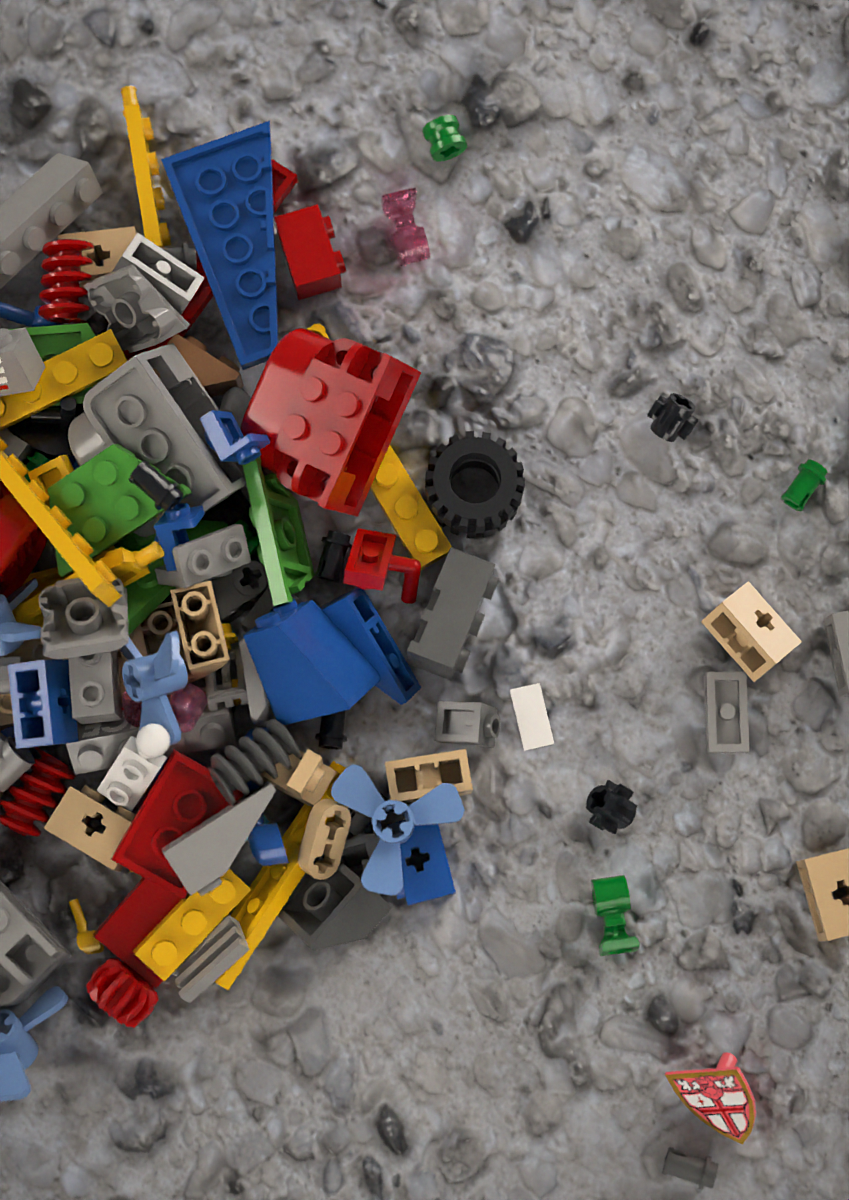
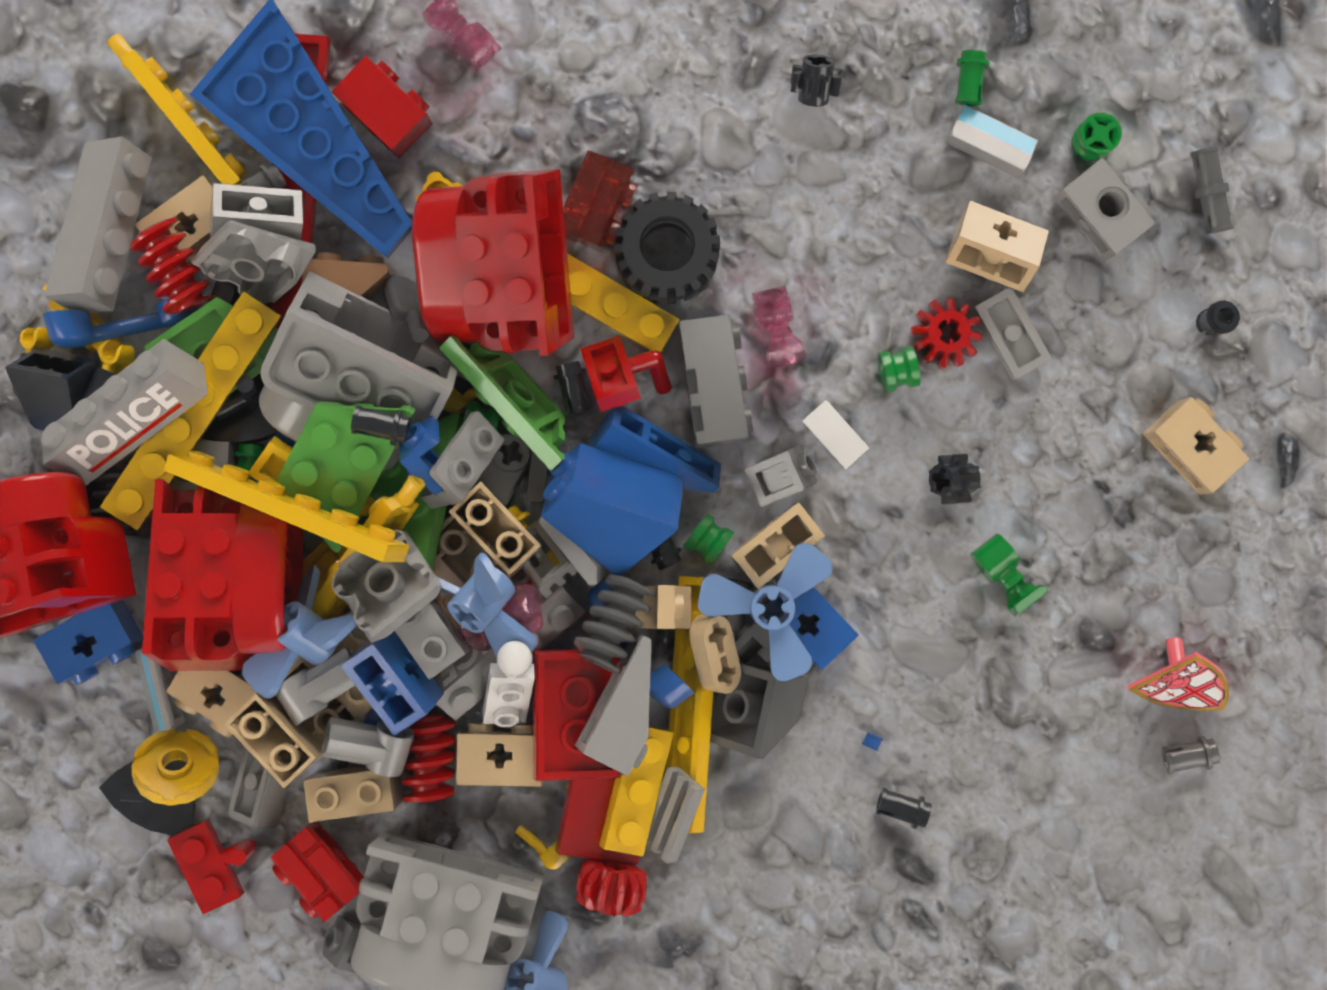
camera: 30 degrees left, 10 degrees up
(228, 440) = (420, 340): blue bracket -> none
(229, 513) = (457, 402): none -> yellow hand
(374, 742) = (708, 539): none -> green wheel
(412, 1070) = (904, 808): none -> black pin
(418, 997) = (872, 741): none -> blue piece
(439, 415) = (597, 199): none -> clear red brick
(533, 587) = (774, 313): none -> clear pink leg
(614, 689) = (898, 369): none -> green wheel
(683, 689) = (931, 333): none -> red gear
(794, 545) = (992, 141): none -> slope

